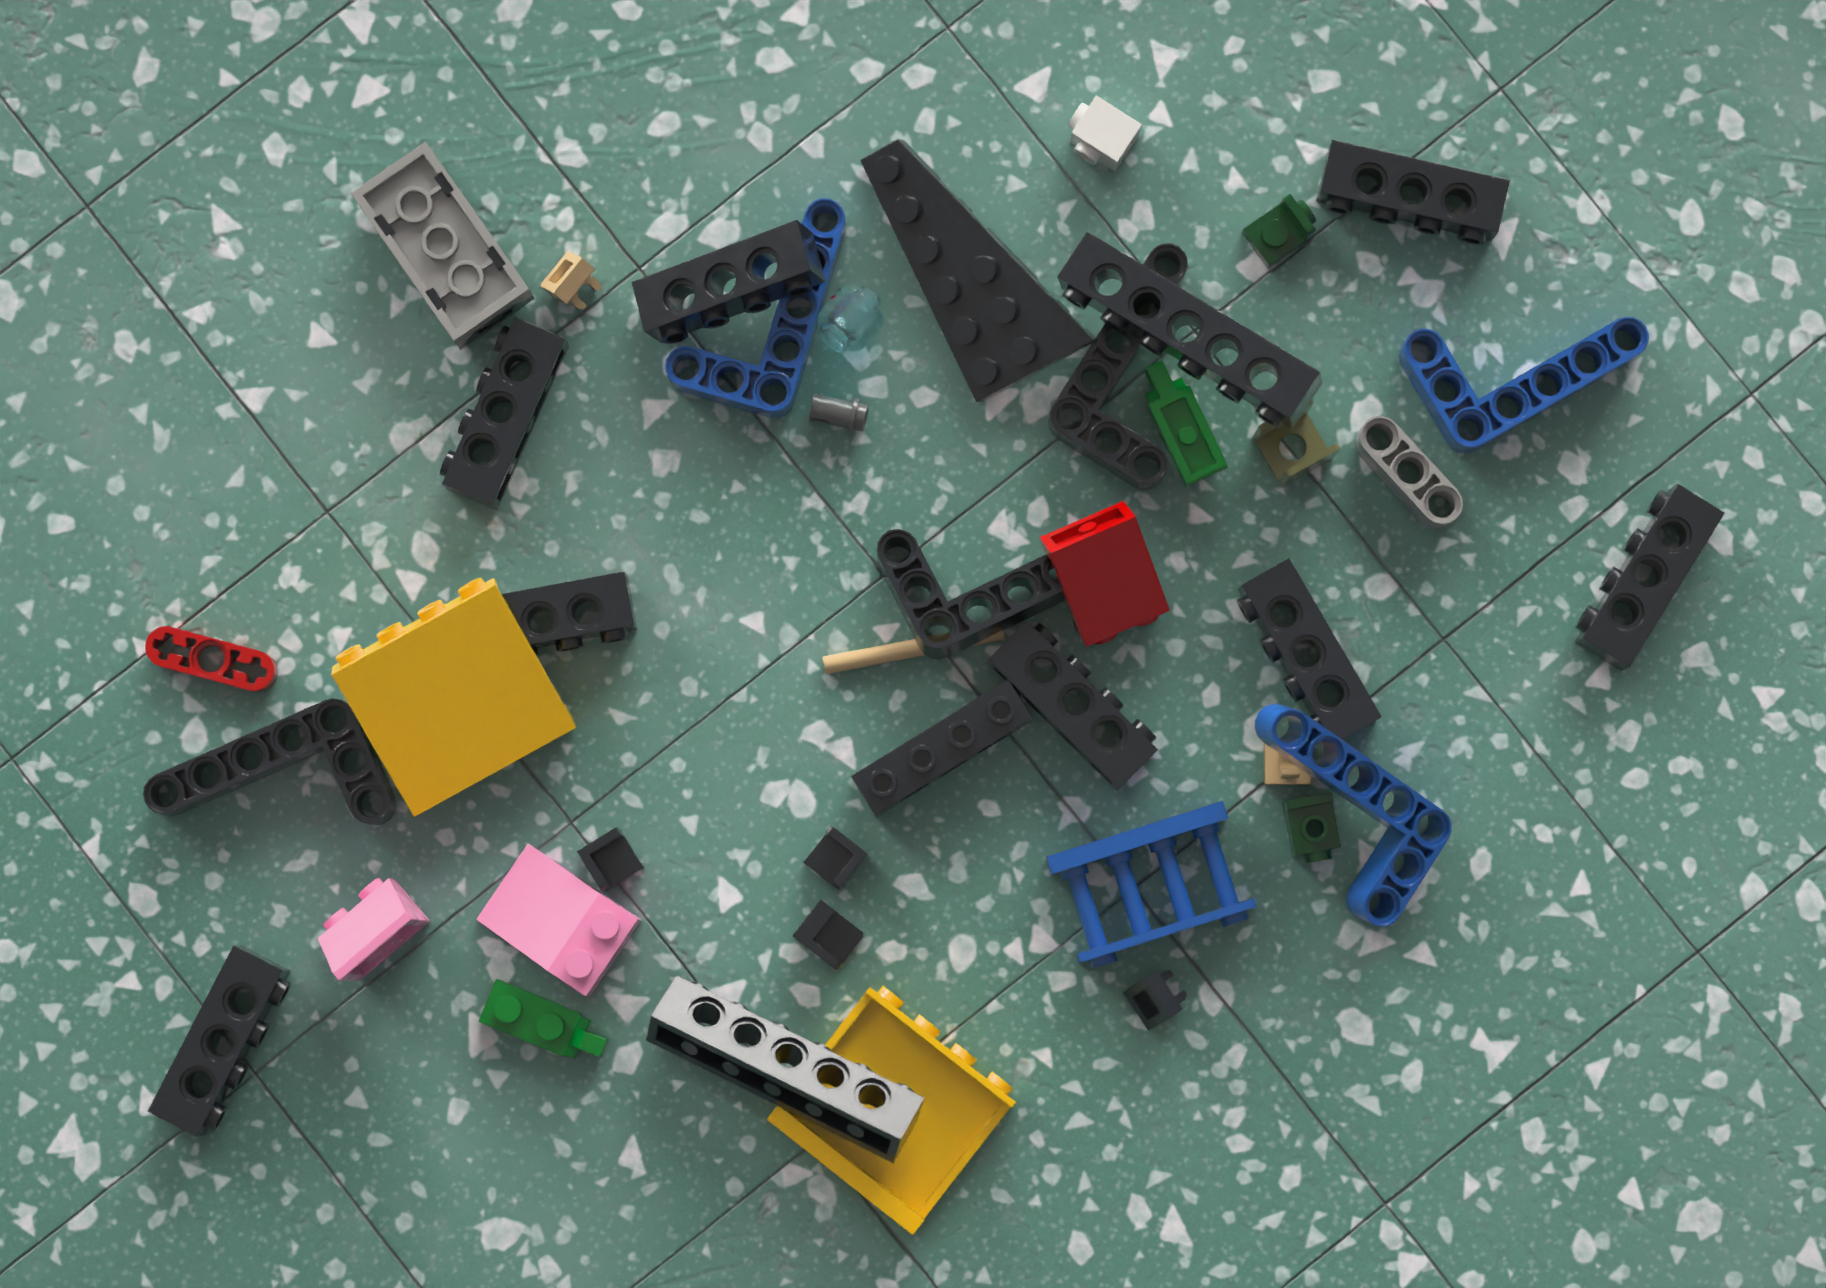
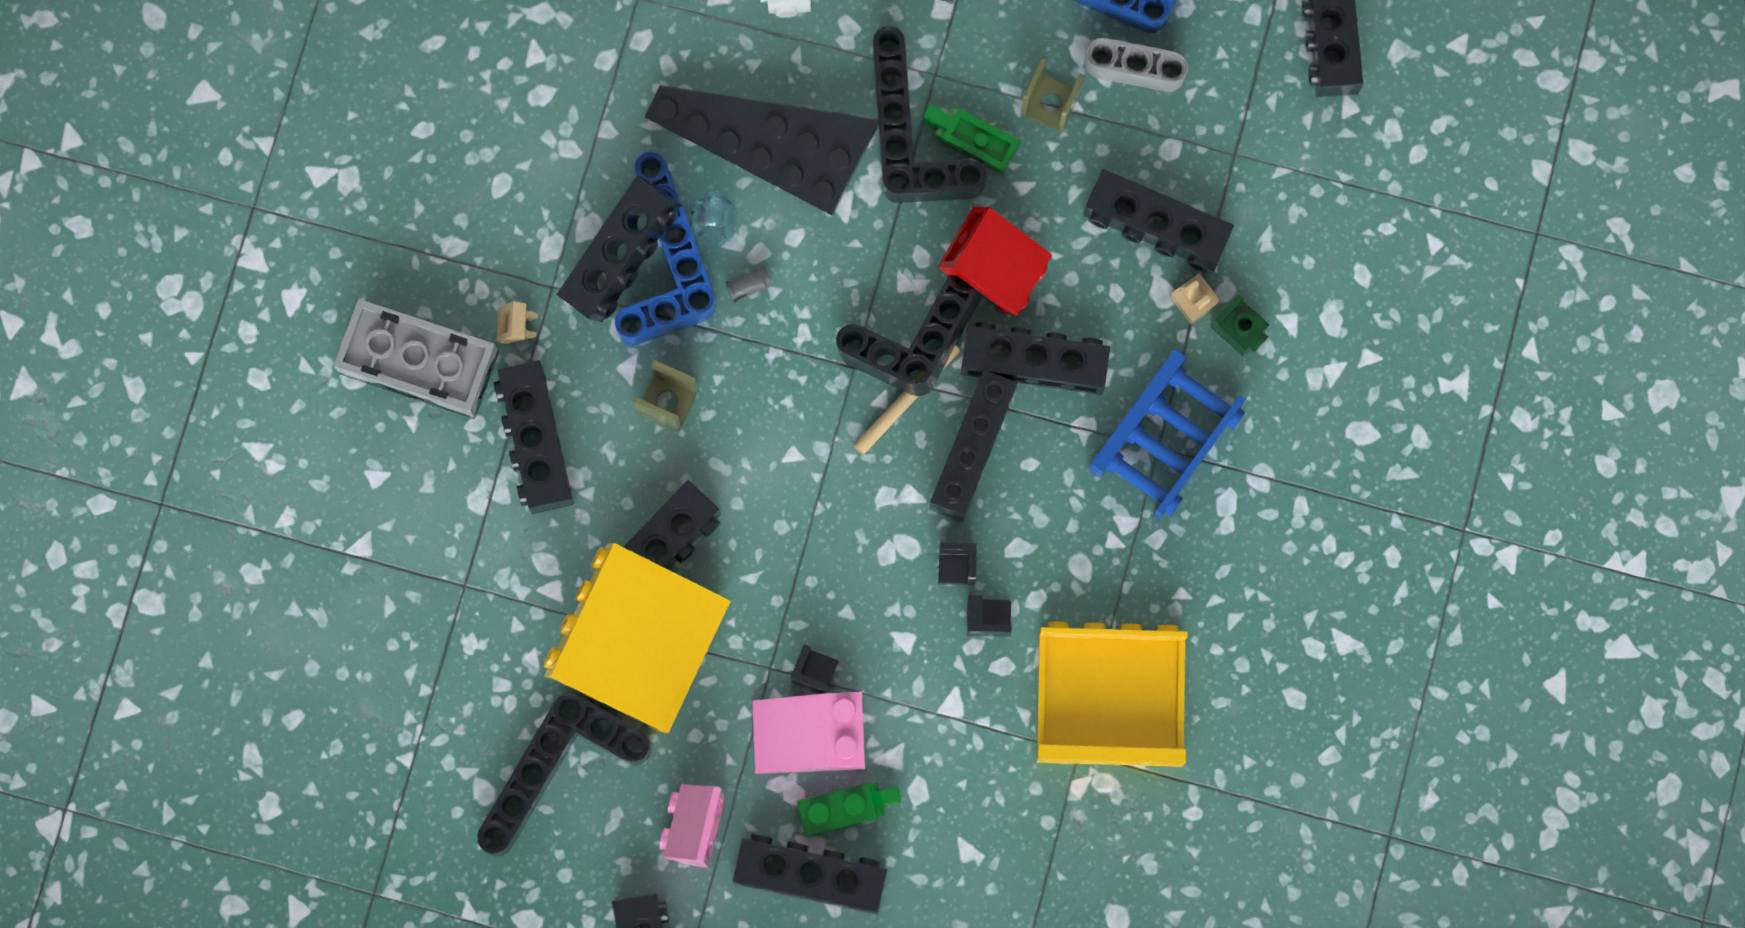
camera: 40 degrees left, 5 degrees down
(182, 638) = (436, 750): red beam -> none
(397, 1020) = (863, 898): none -> black brick
(674, 450) = (667, 380): none -> olive piece
(795, 1089) = (1025, 718): brick -> none
(1098, 261) = (846, 67): black brick -> none
(1154, 999) = (1224, 506): black tile -> none
(1367, 795) = (1263, 280): blue beam -> none

